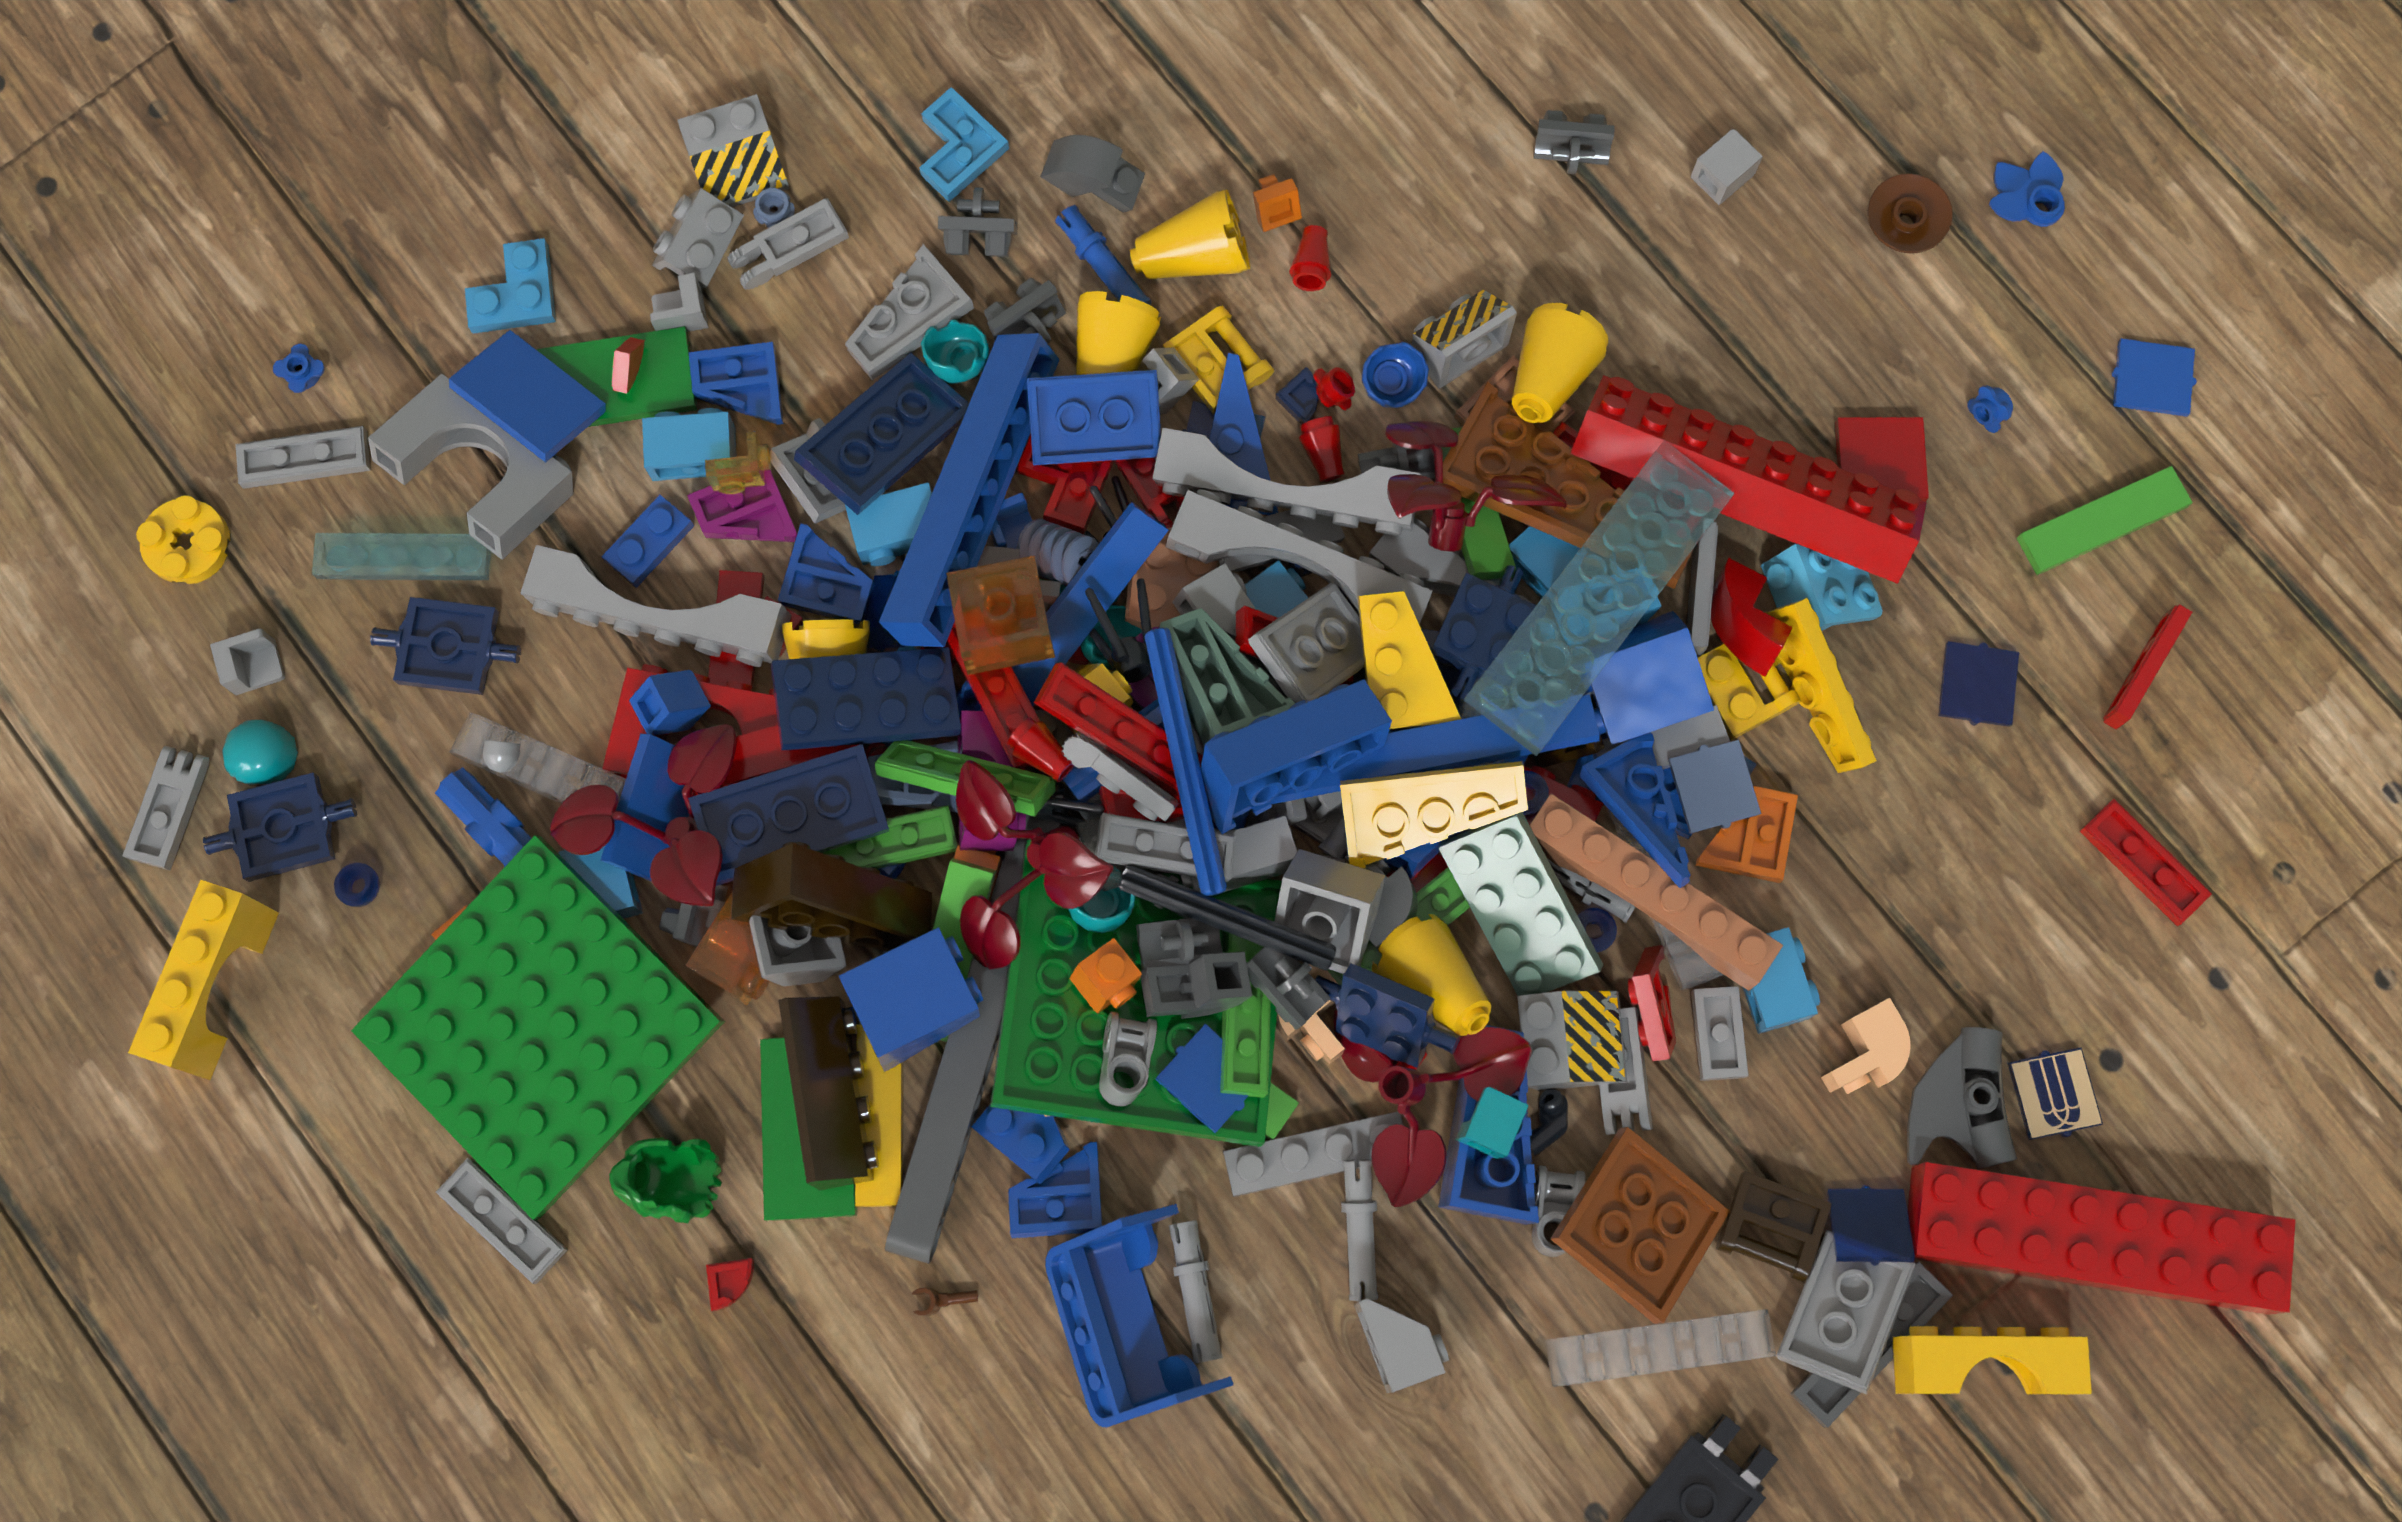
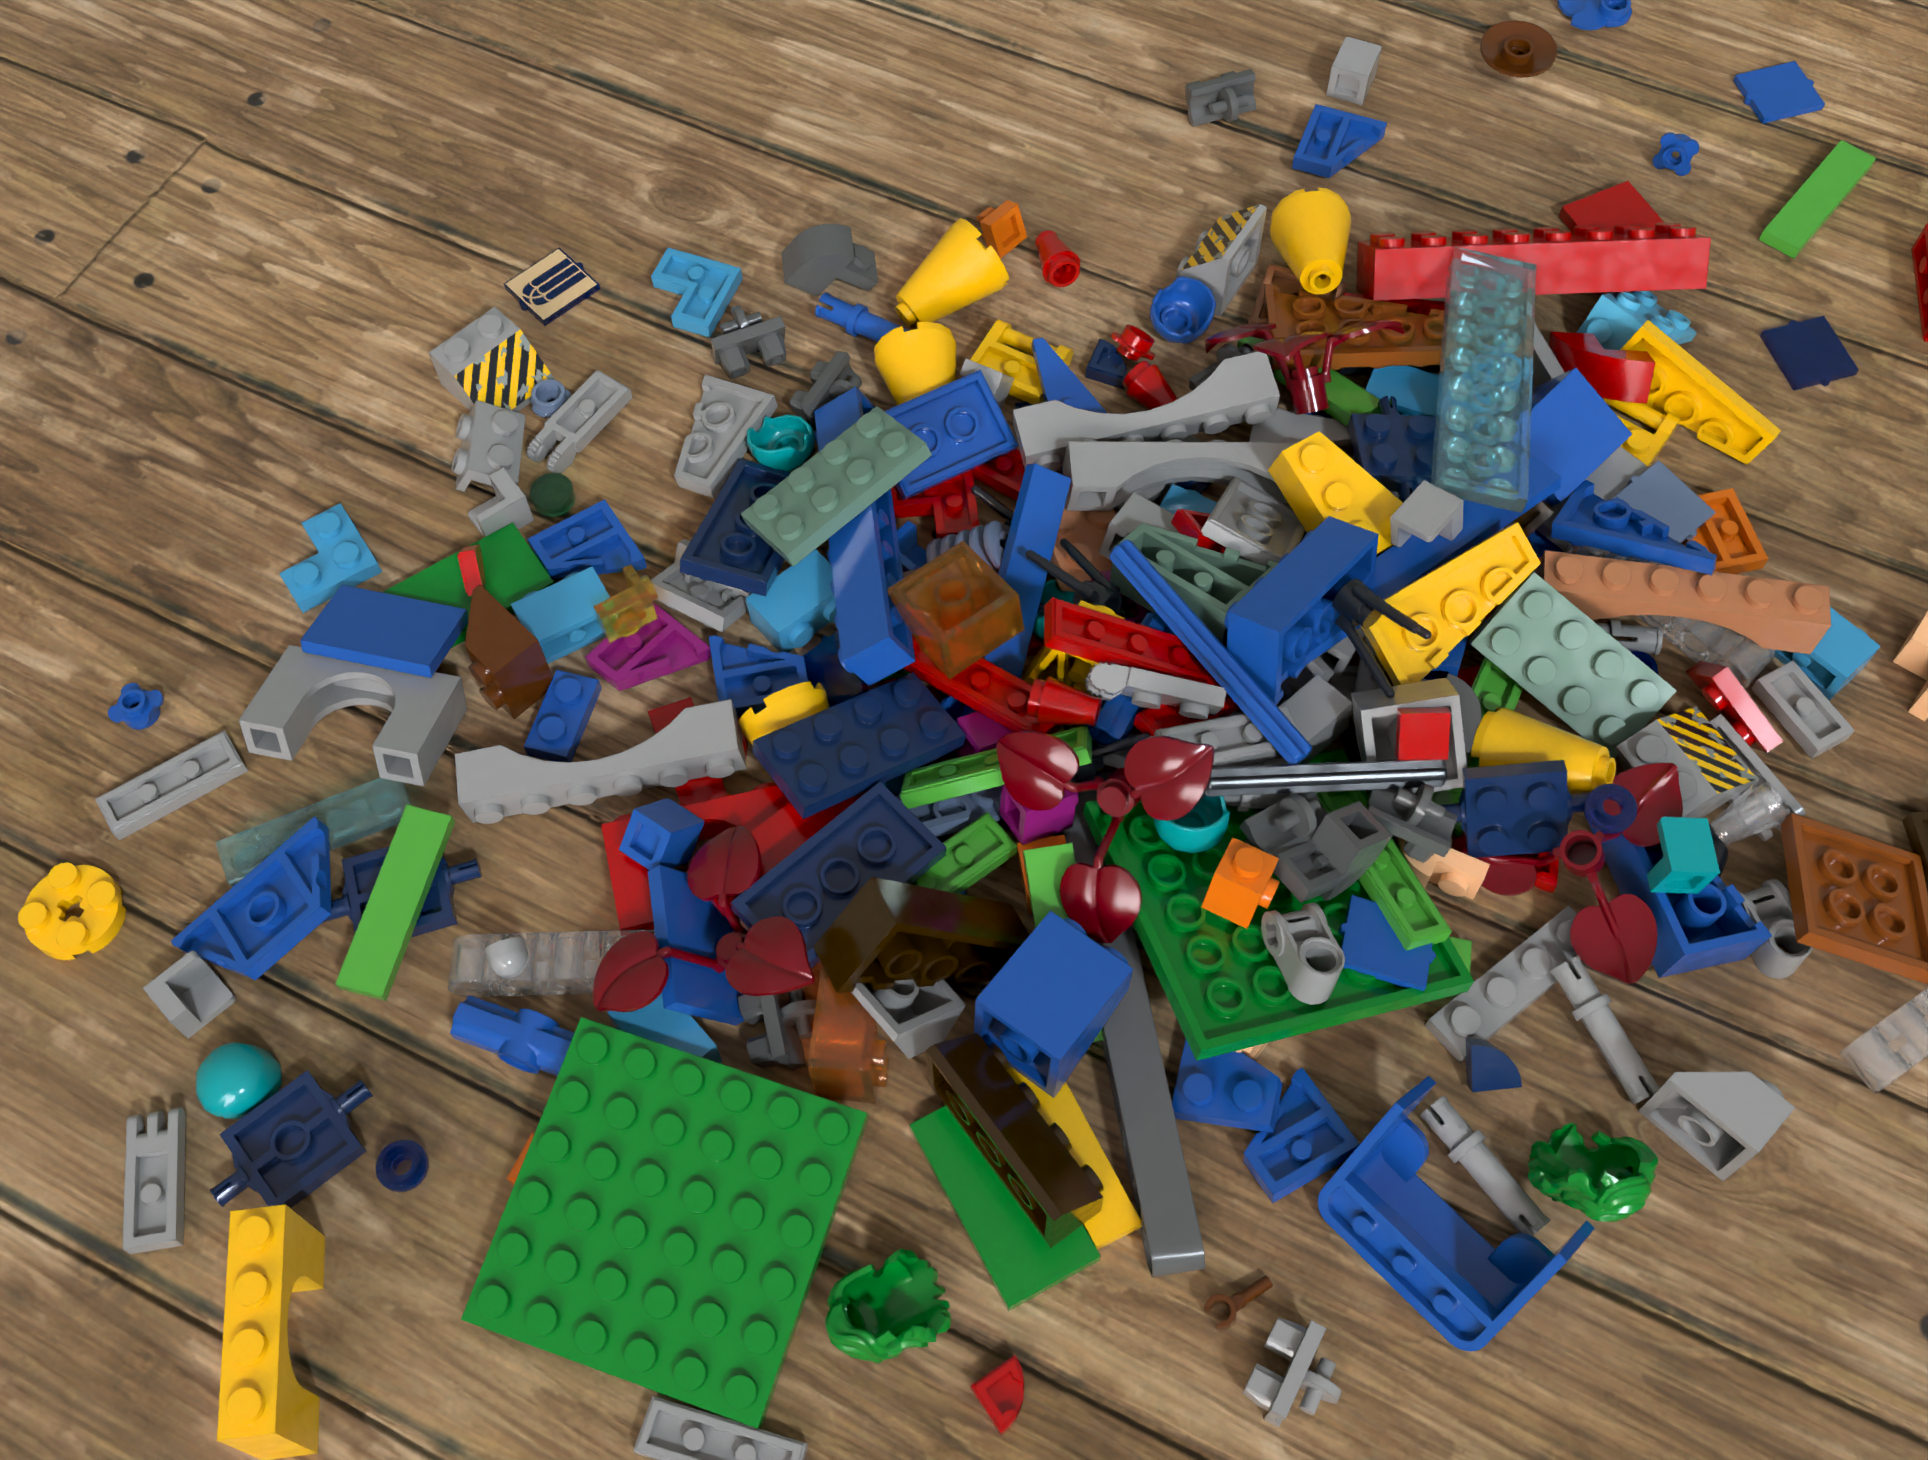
camera: 25 degrees left, 15 degrees down
(335, 615) = (267, 908): none -> blue wing
(436, 659) = (395, 903): none -> bright green tile
(612, 467) = (504, 656): none -> reddish brown slope
(733, 311) = (552, 494): none -> clear green tile
(831, 77) = (552, 286): none -> piece
(932, 1384) = (1277, 1392): none -> light grey hips
(962, 438) = (835, 485): none -> sand green plate
(1249, 1215) = (1489, 1067): none -> dark blue tile
(1270, 1341) = (1599, 1181): none -> green hair
(1325, 921) = (1422, 733): none -> red tile
(1337, 784) = (1364, 607): none -> black plant
(1448, 720) = (1427, 514): none -> light grey panel
(1464, 1055) = (1600, 819): none -> clear blue plate
(1599, 1109) = (1751, 813): none -> clear cone
(1658, 241) = (1335, 140): none -> blue wing

